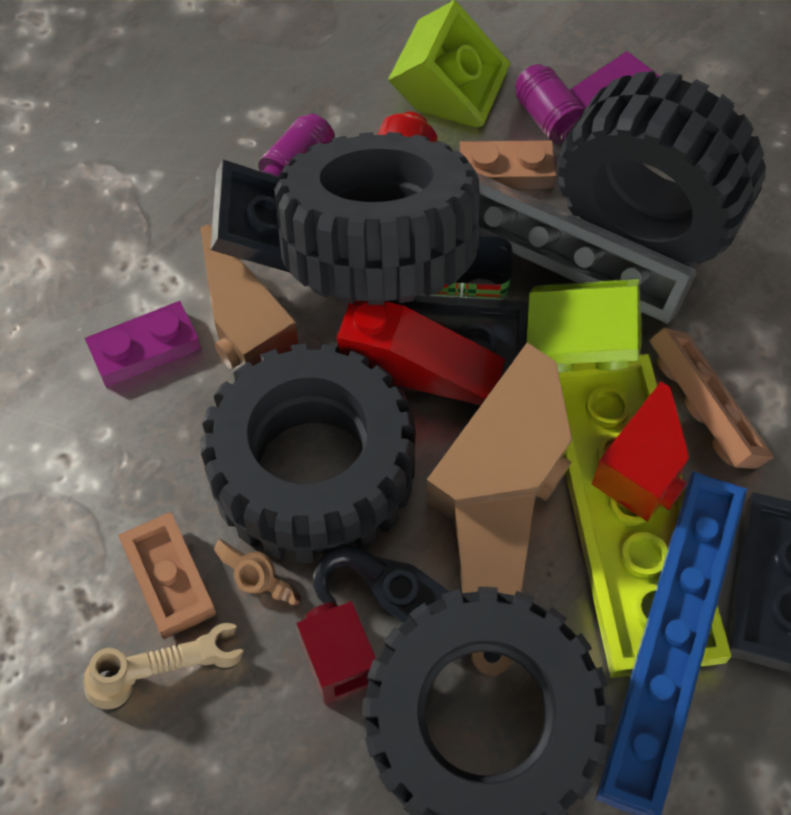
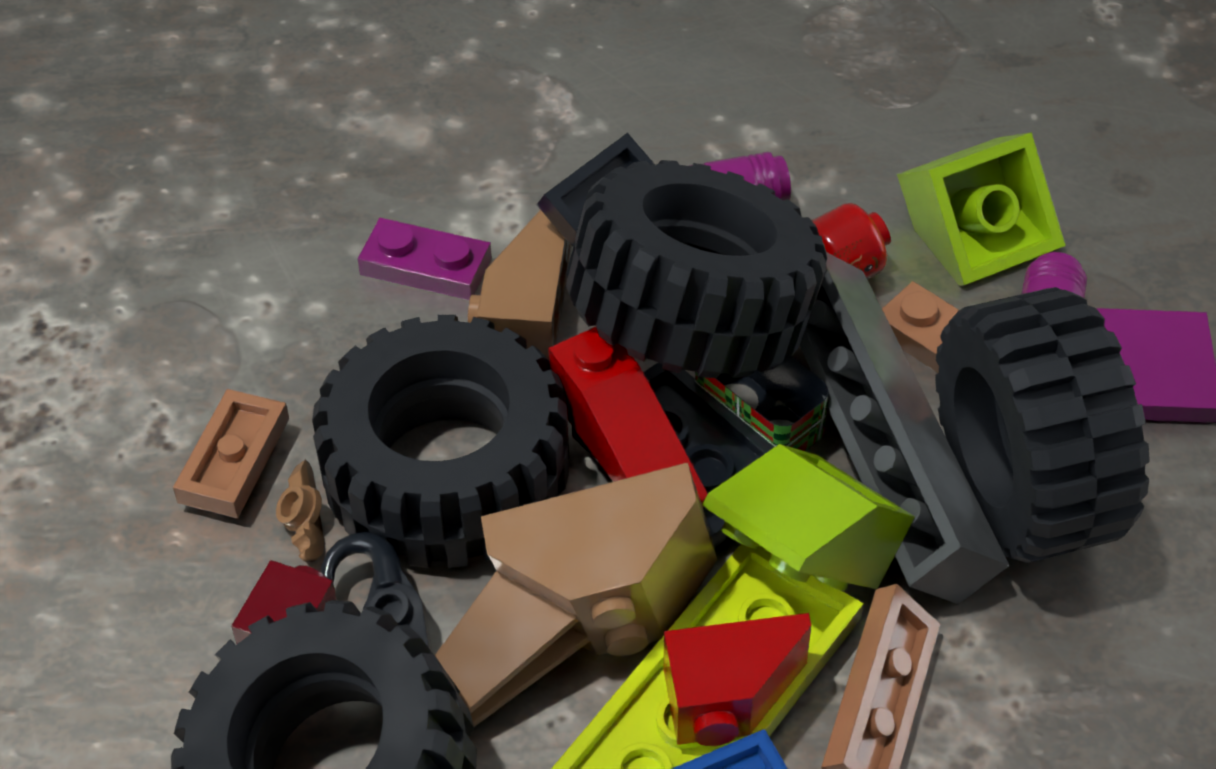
camera: 45 degrees right, 10 degrees down
(115, 690) = (106, 498): tan brick -> none

